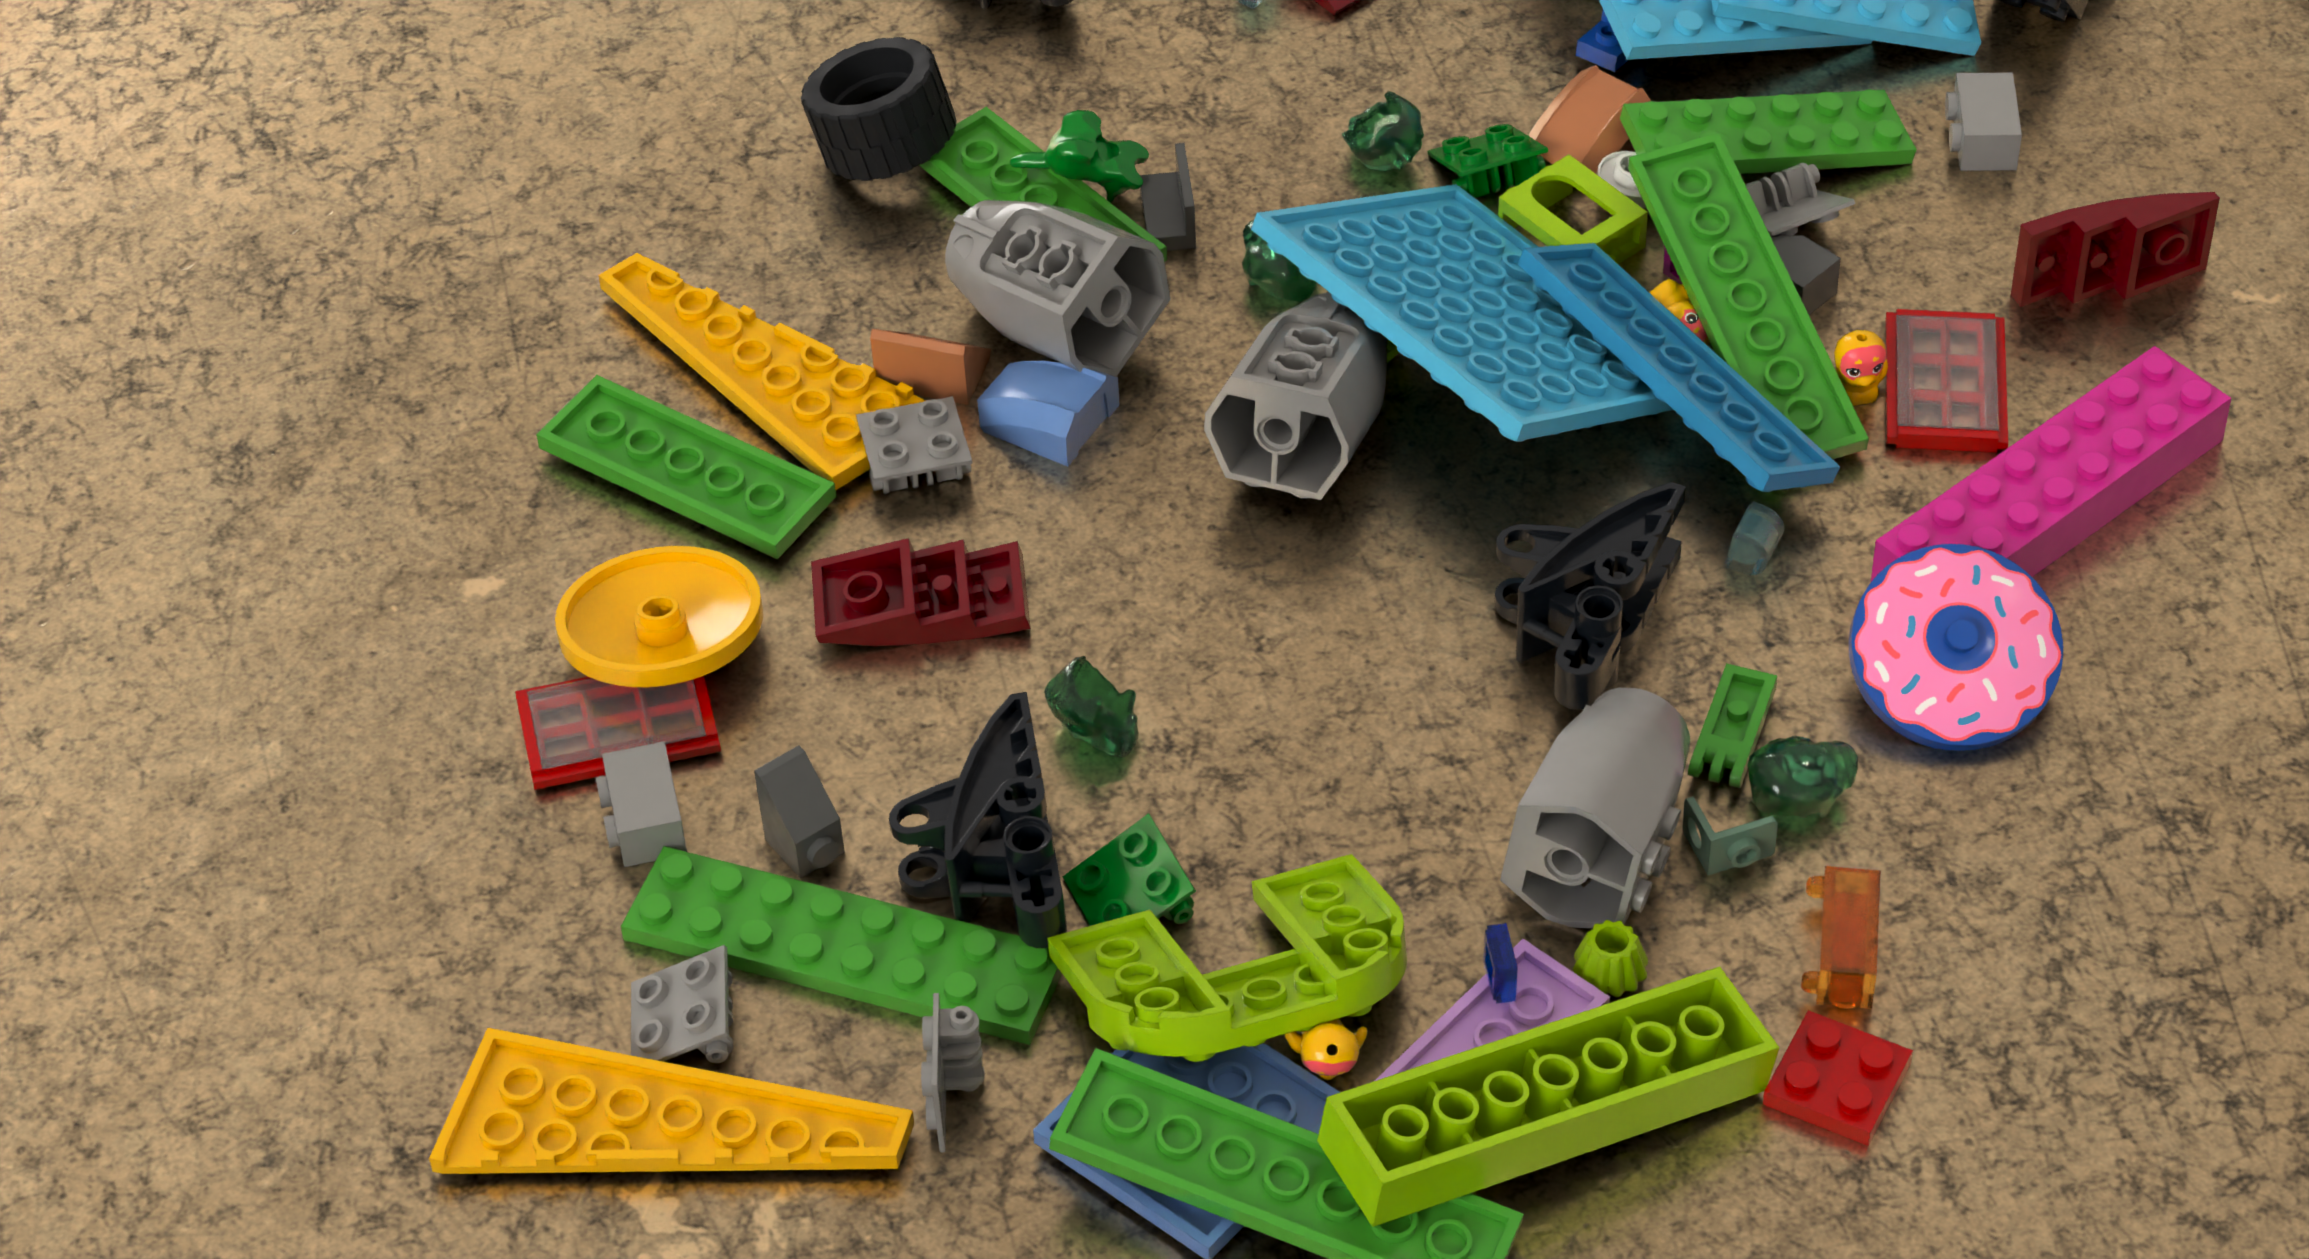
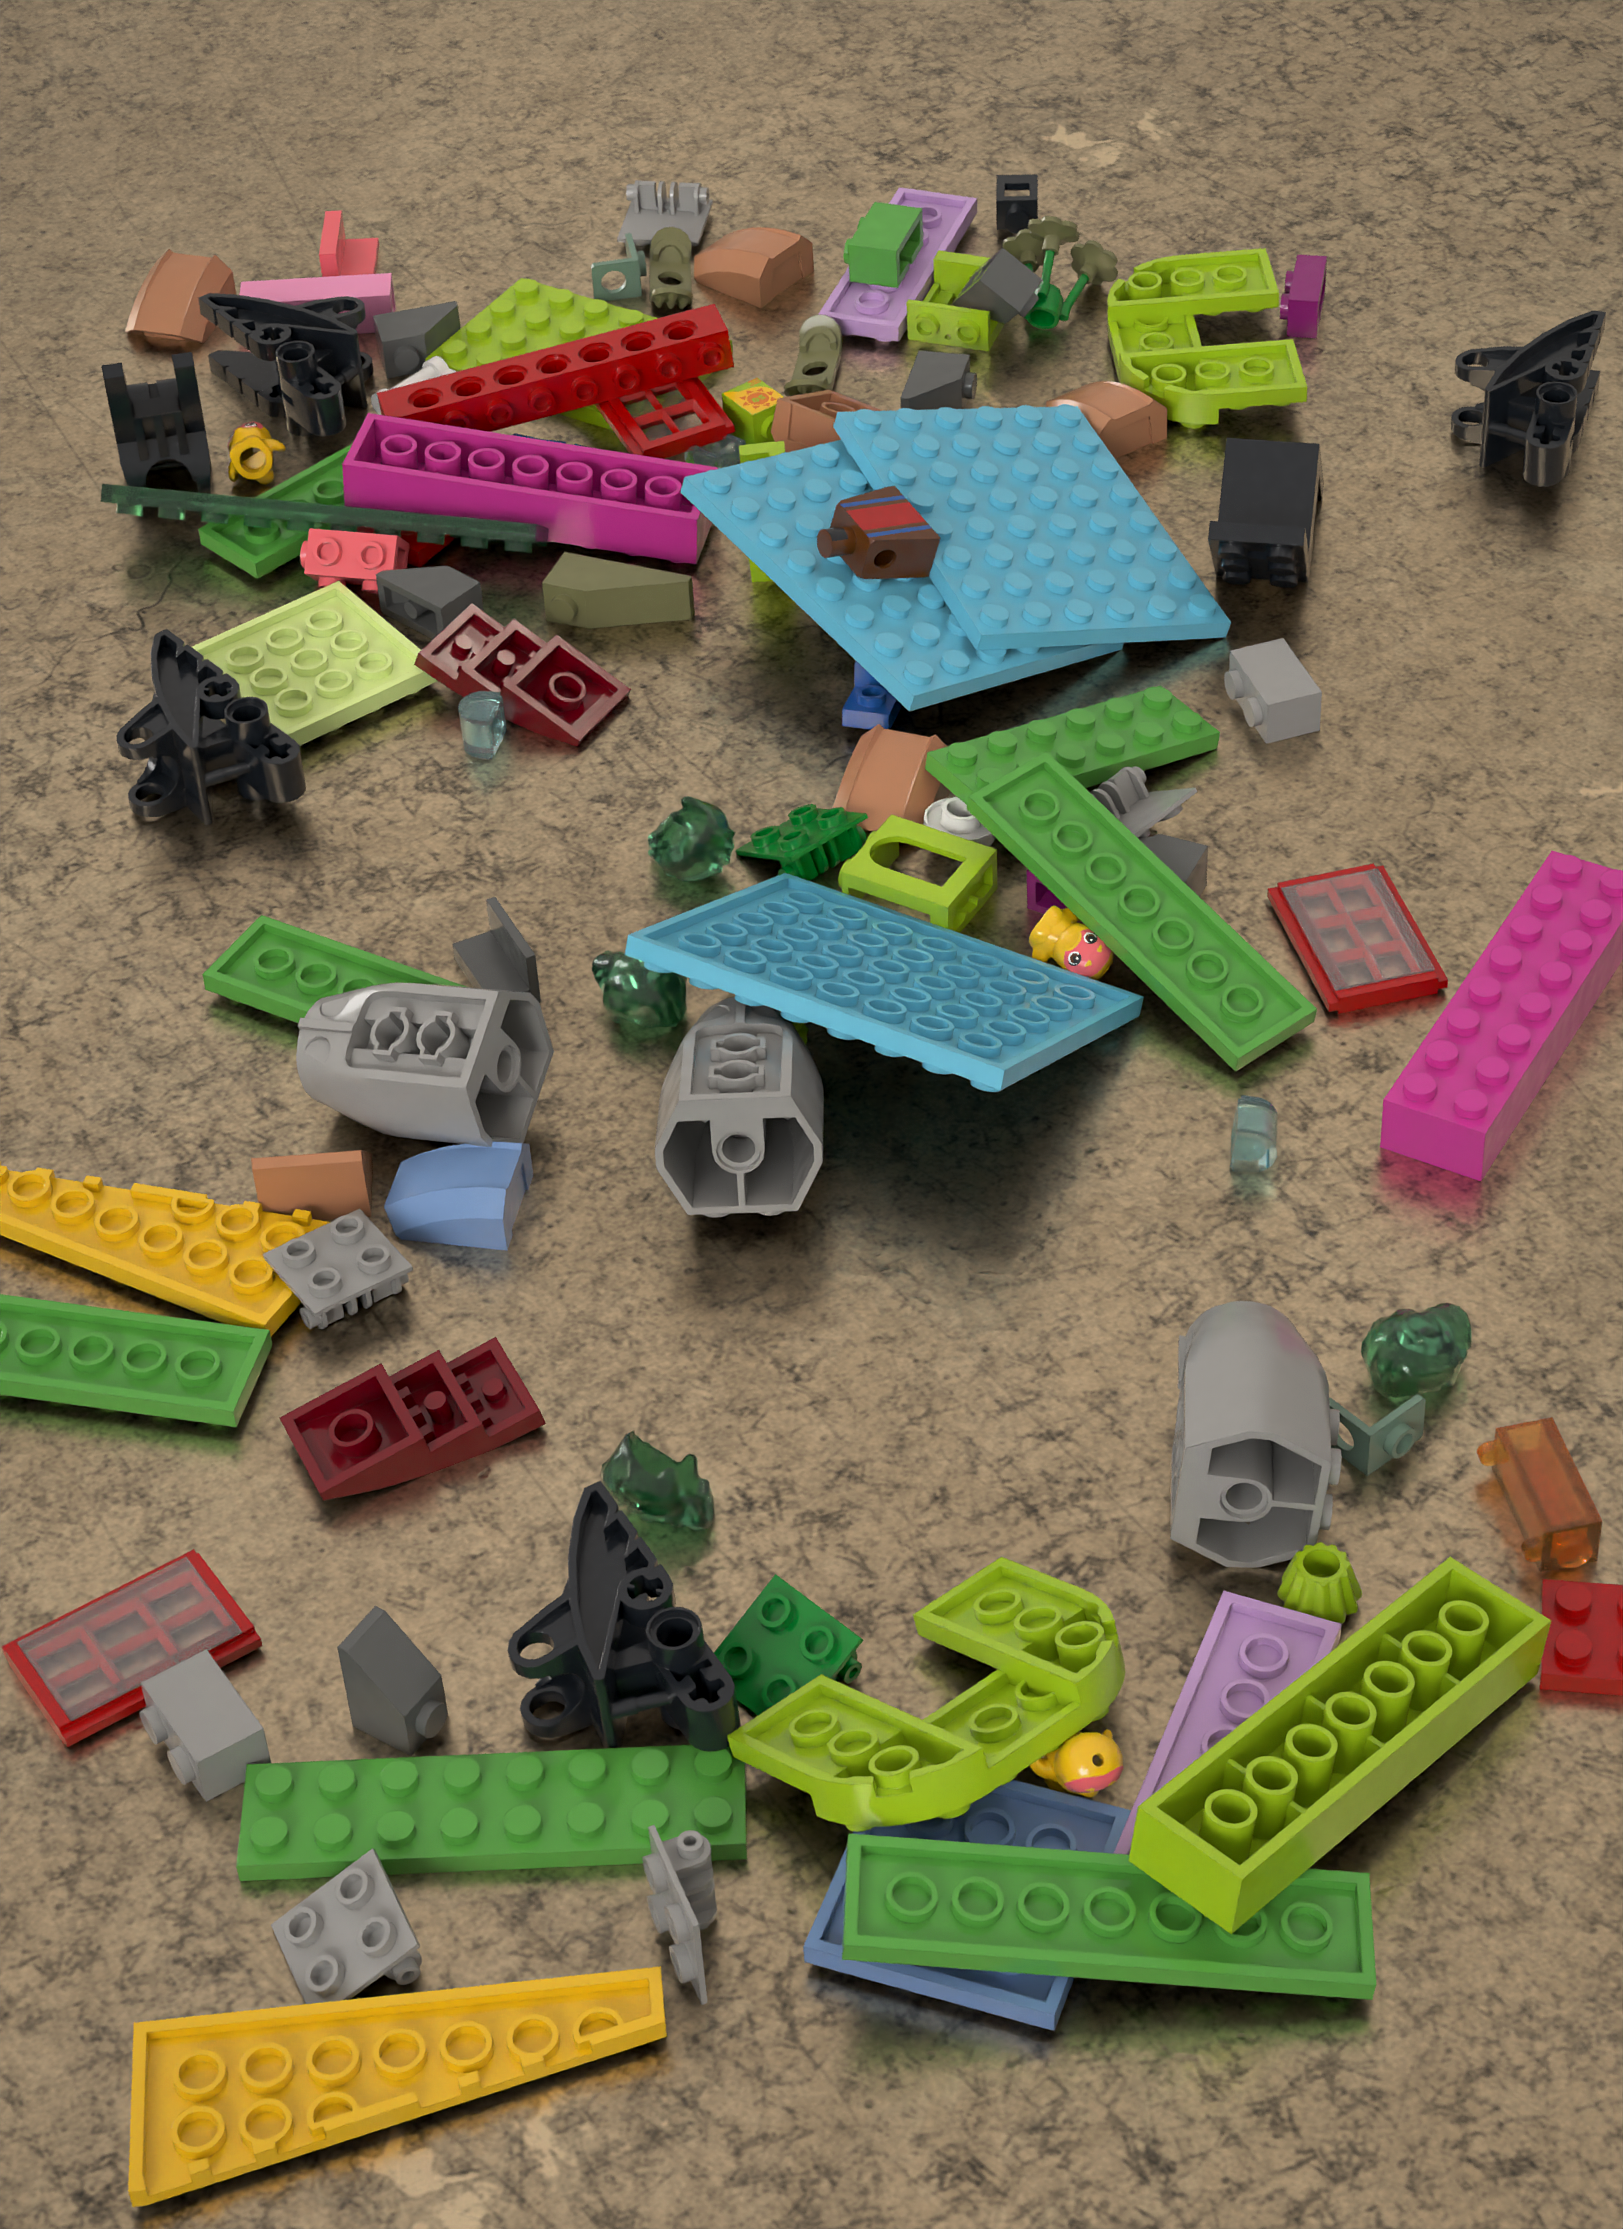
camera: 20 degrees left, 5 degrees down
(659, 616) = (138, 1520): yellow dish -> none
(878, 108) = (153, 941): black tyre -> none
(1083, 154) = (391, 934): green animal -> none
(1500, 963) = (1222, 1620): clear blue tile -> none
(1588, 587) = (1117, 1223): black piece -> none
(1679, 367) = (1106, 986): dark azure plate -> none
(1733, 723) = (1325, 1313): bright green hinge -> none
(1861, 365) = (1276, 937): animal -> none
(1955, 647) = (1510, 1182): dish -> none
(2114, 245) = (1462, 772): dark red slope -> none

